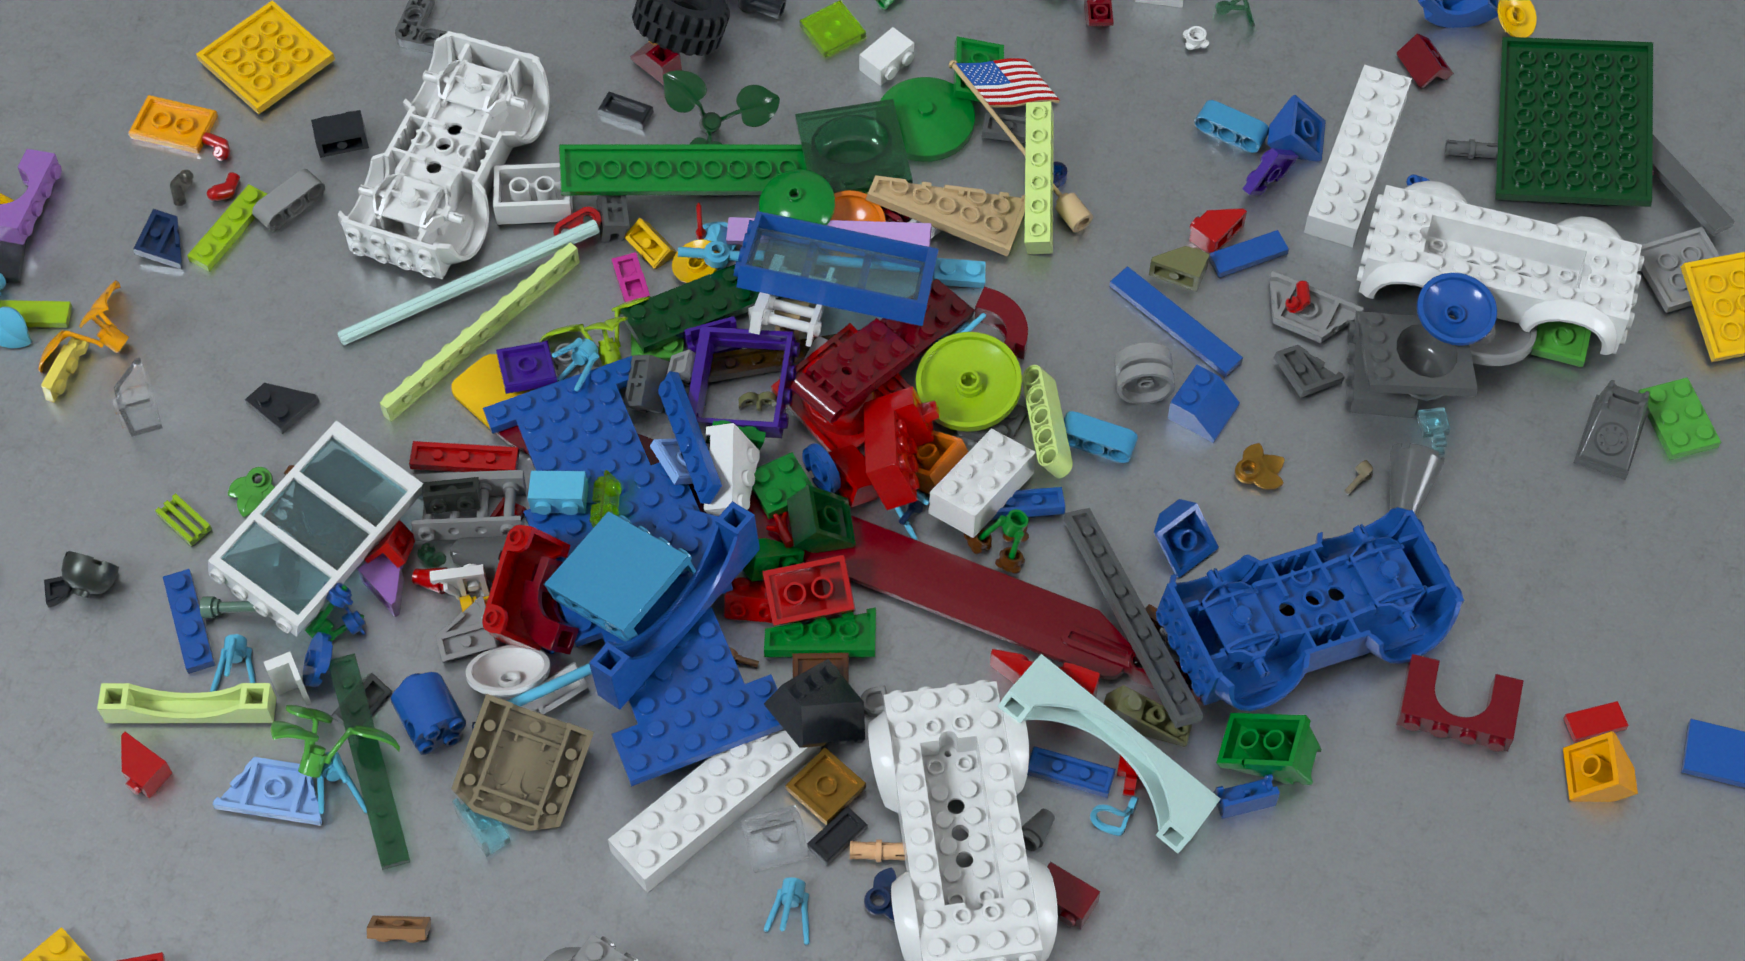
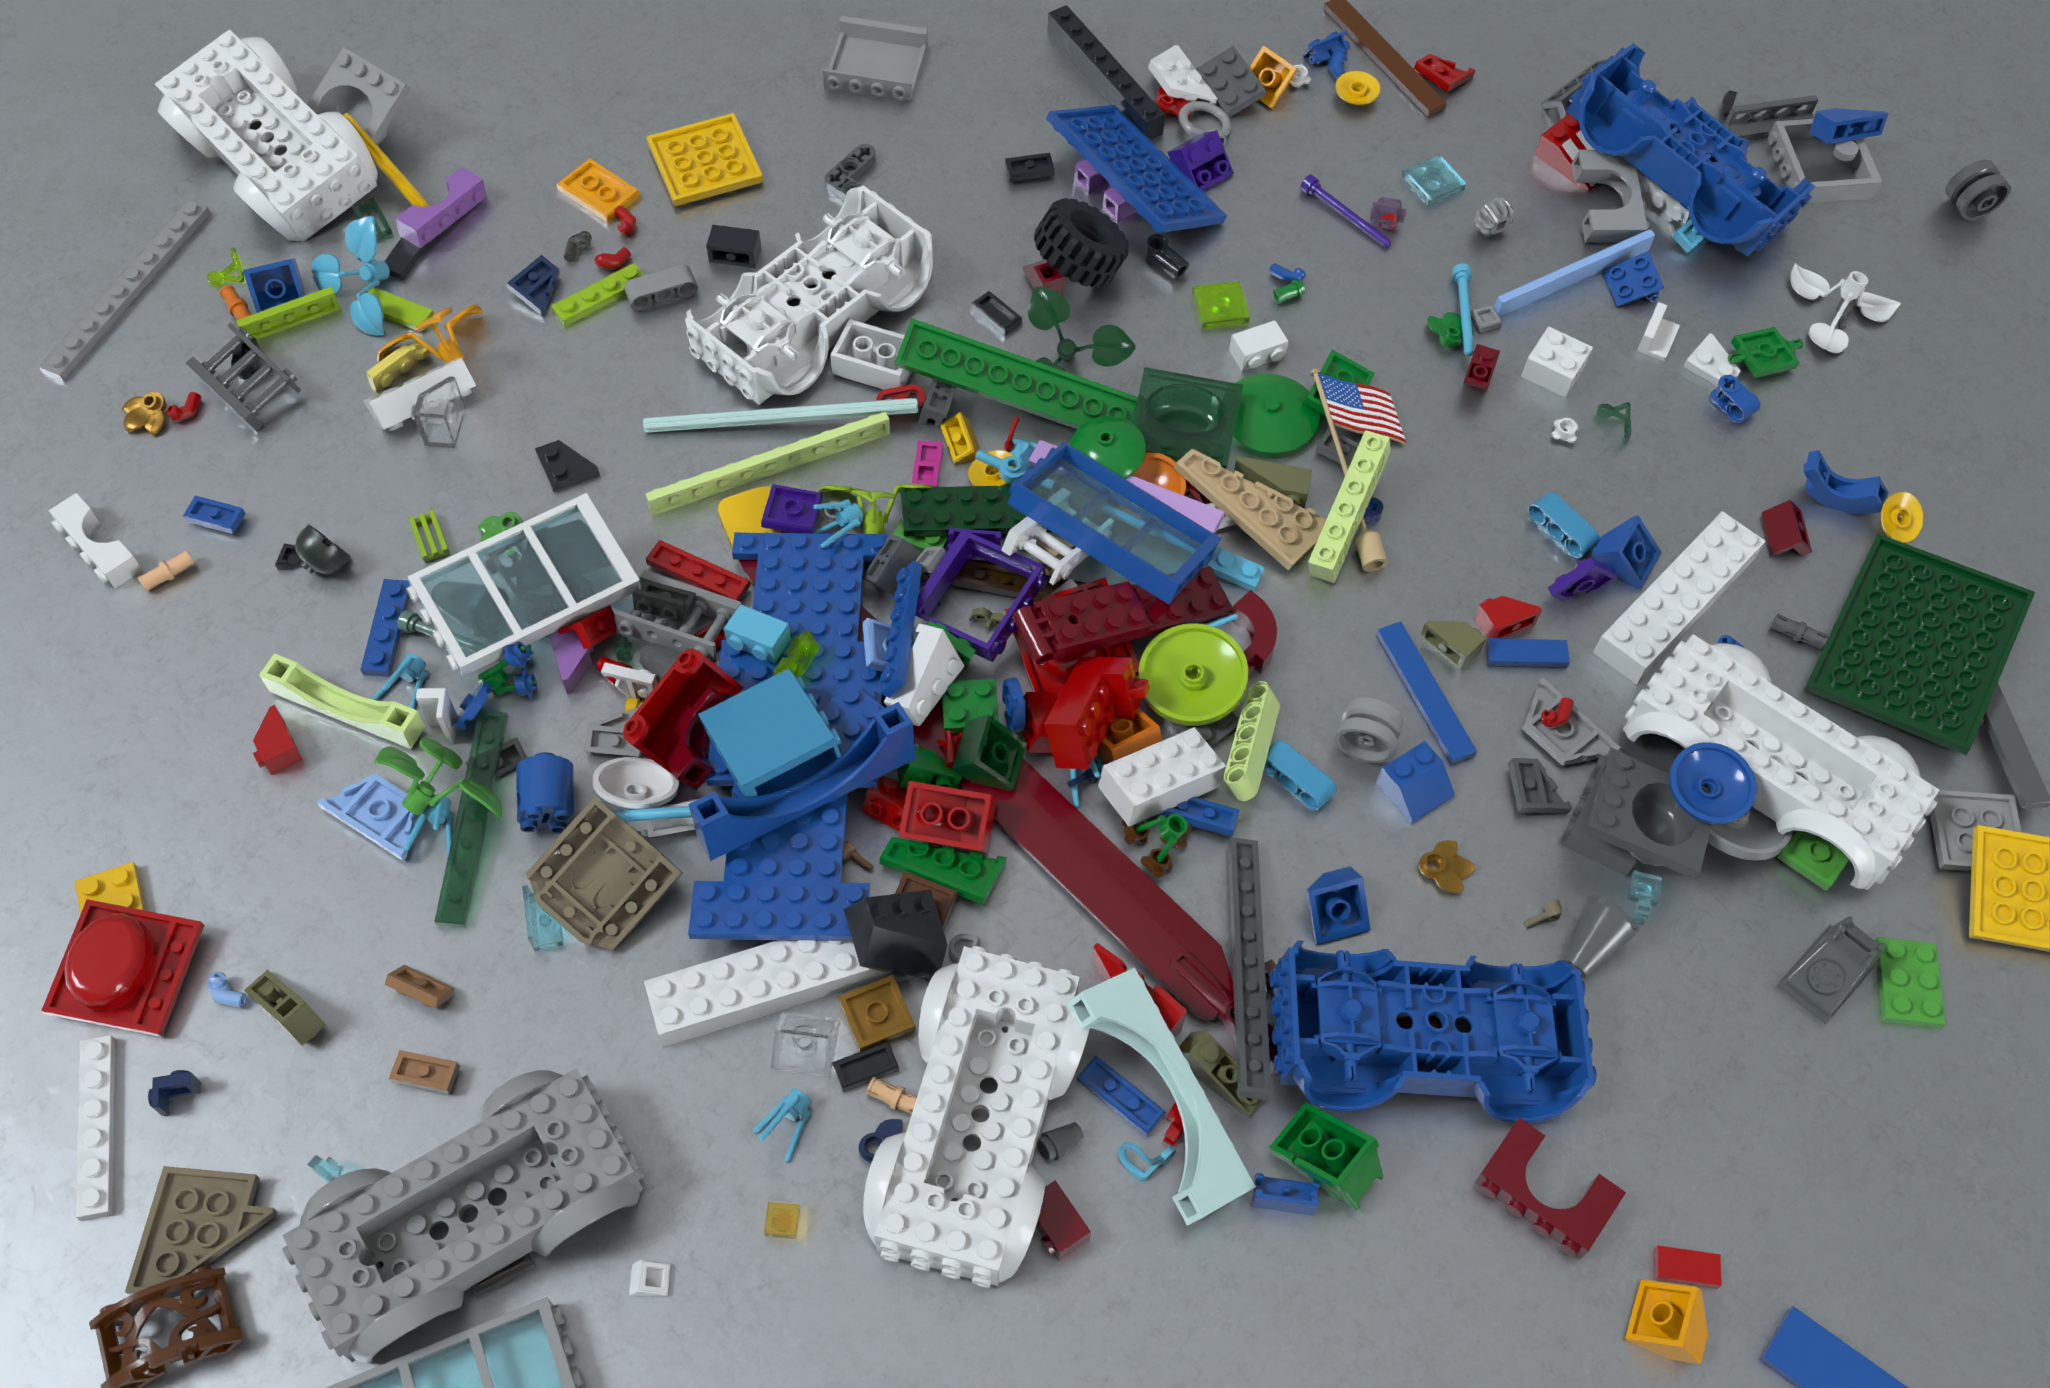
camera: 20 degrees right, 0 degrees up
(93, 401) = (396, 403): none -> white wedge
(969, 173) = (1285, 479): none -> olive slope

